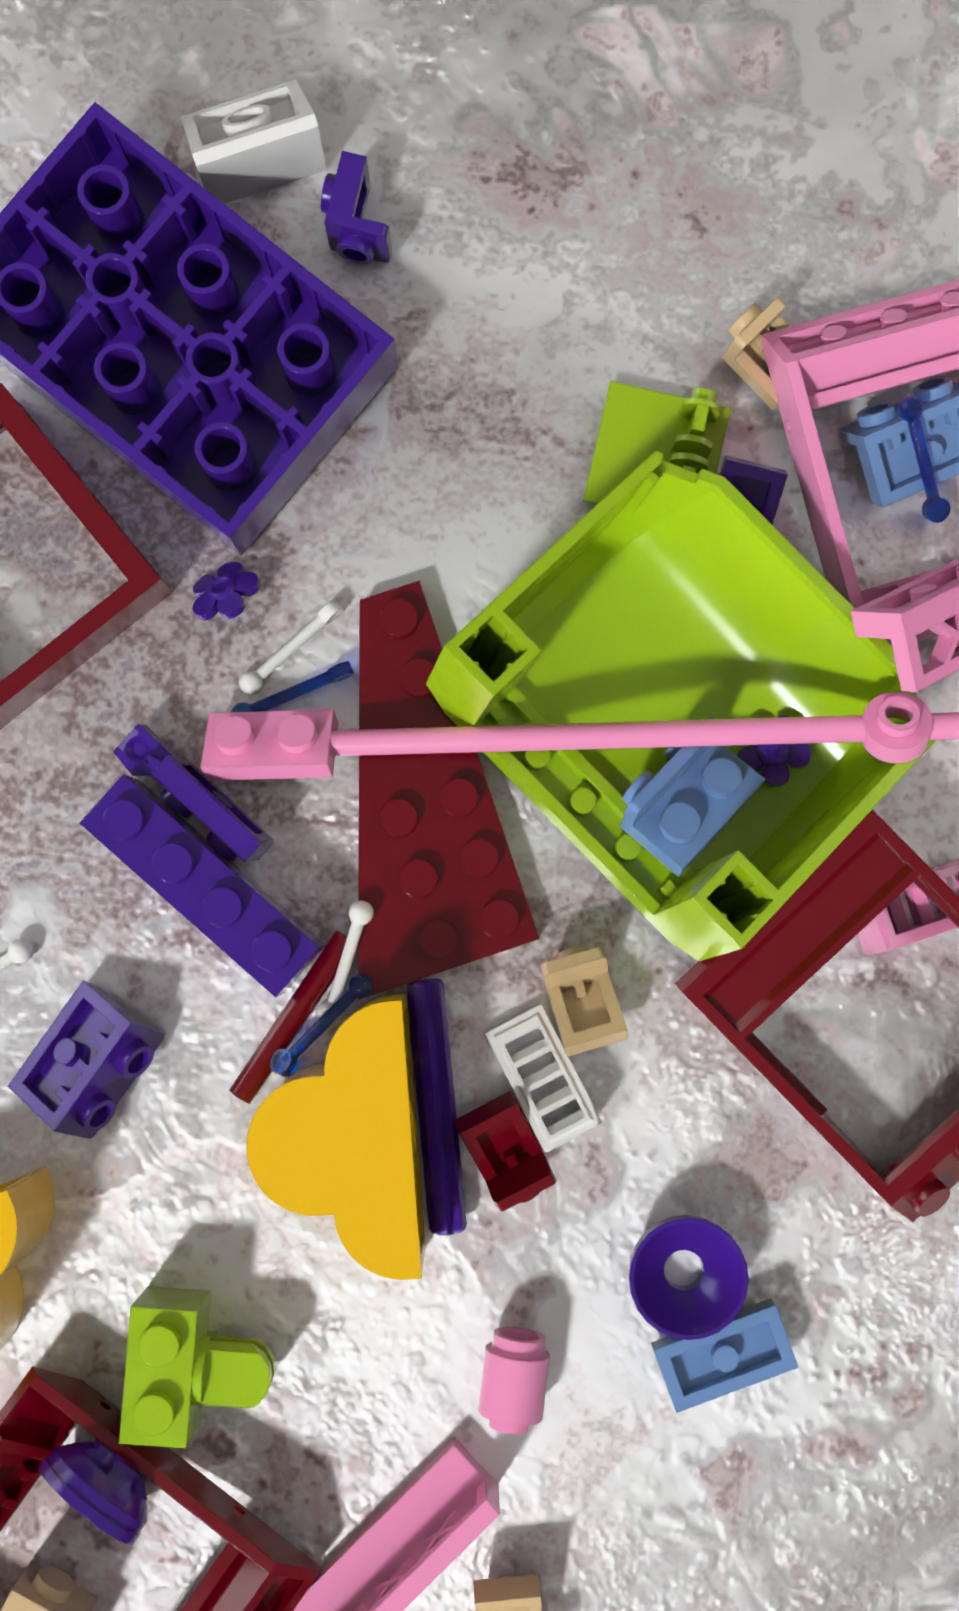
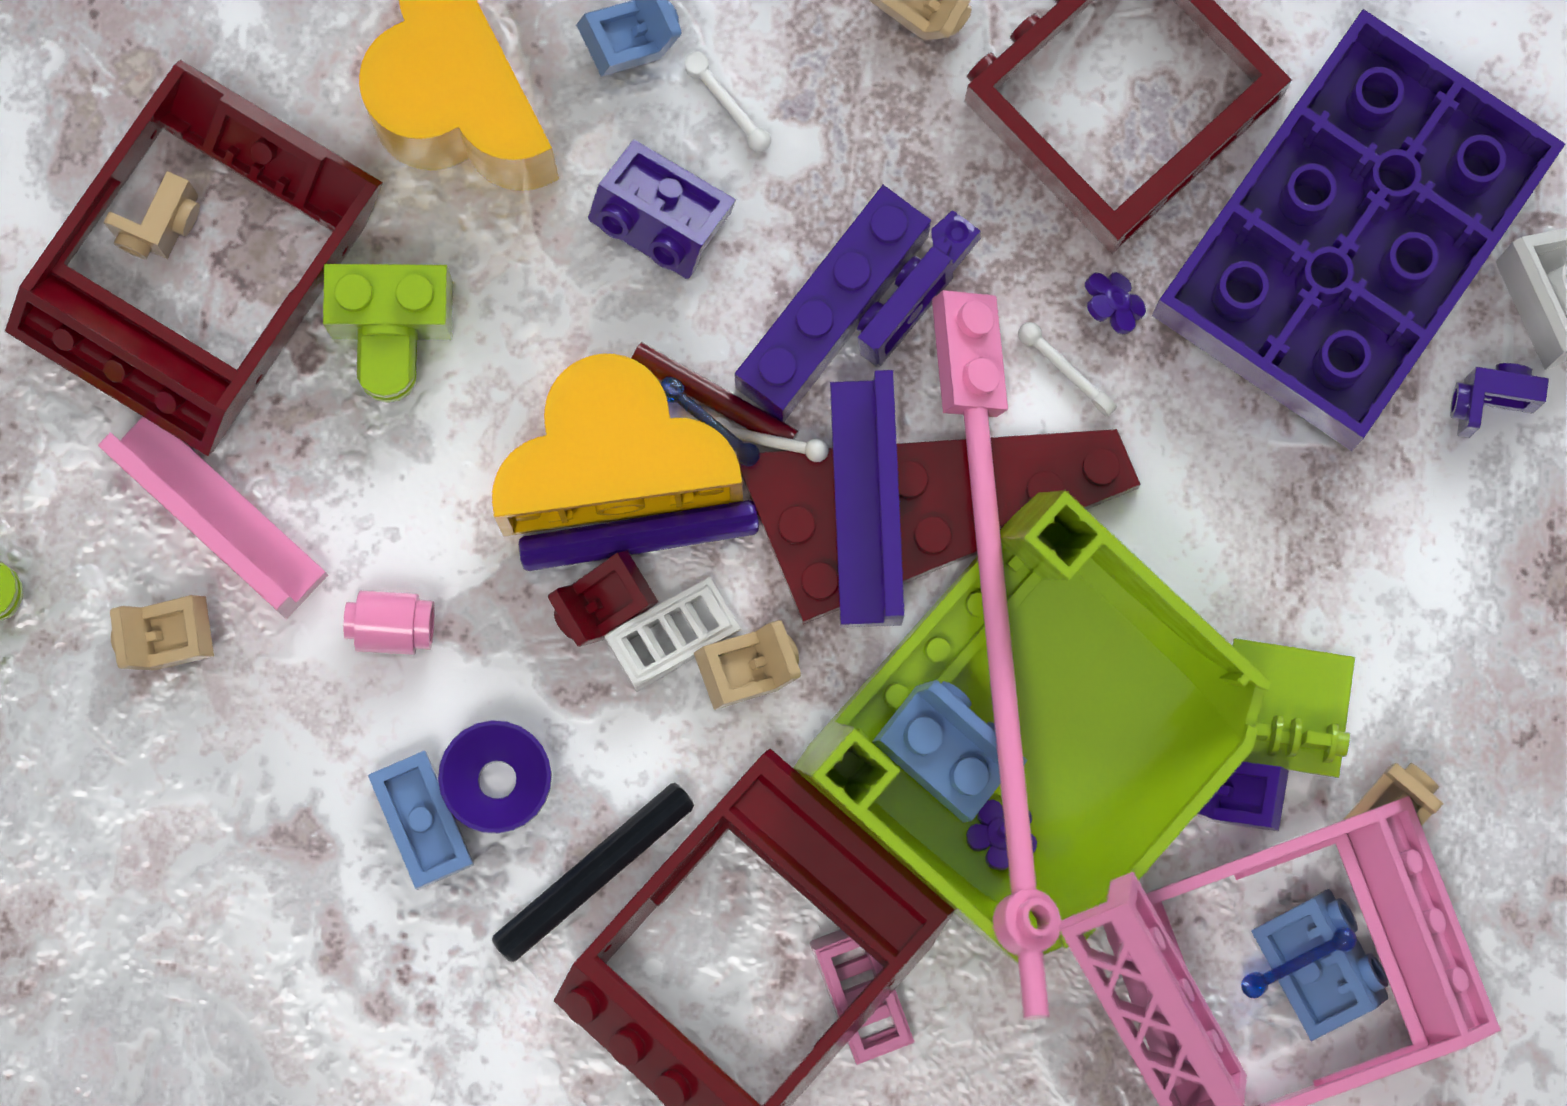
camera: 90 degrees right, 5 degrees down
(99, 1487) = (282, 253): dark purple piece -> none
(332, 675) = (1043, 410): clear blue hinge -> none
(422, 863) = (867, 502): none -> dark purple fence
(786, 1175) = (592, 872): none -> black axle

